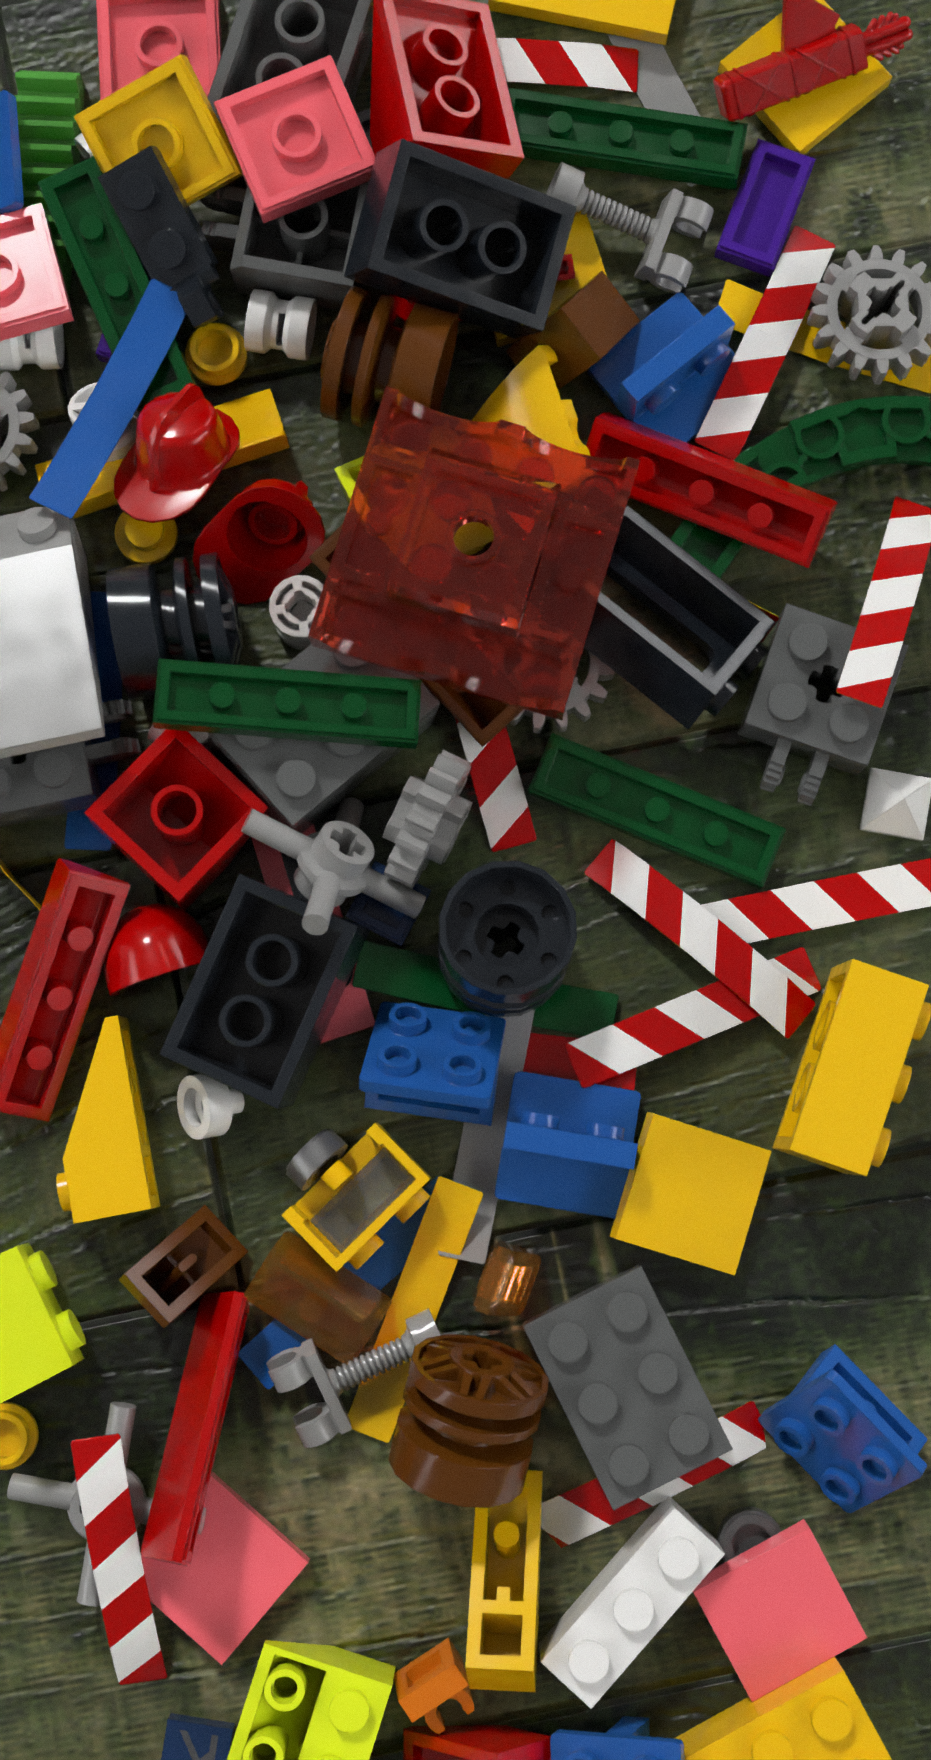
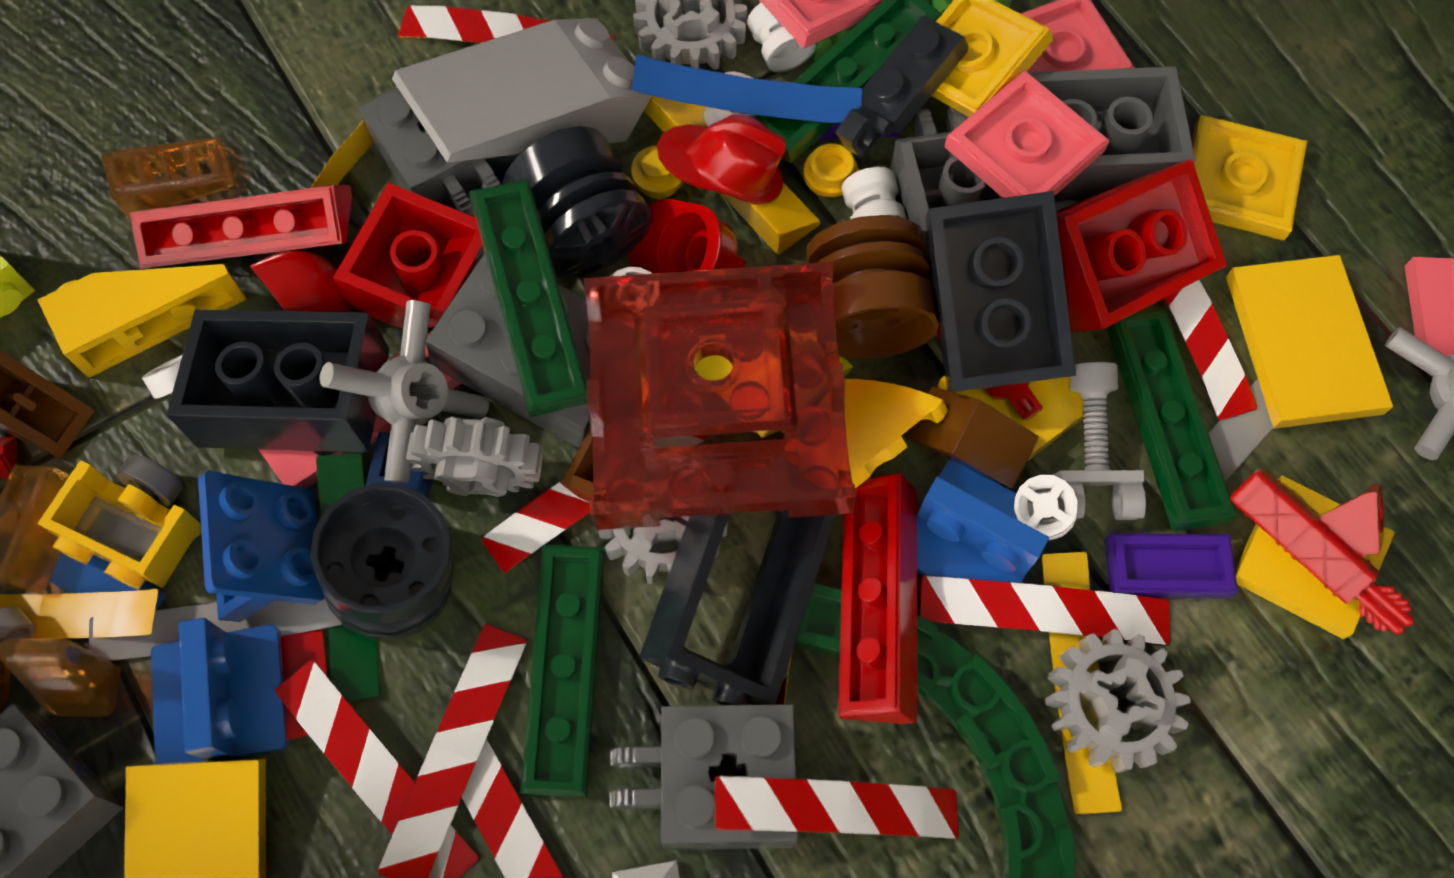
camera: 65 degrees right, 15 degrees down
(691, 290) = (1043, 493): none -> white wheel

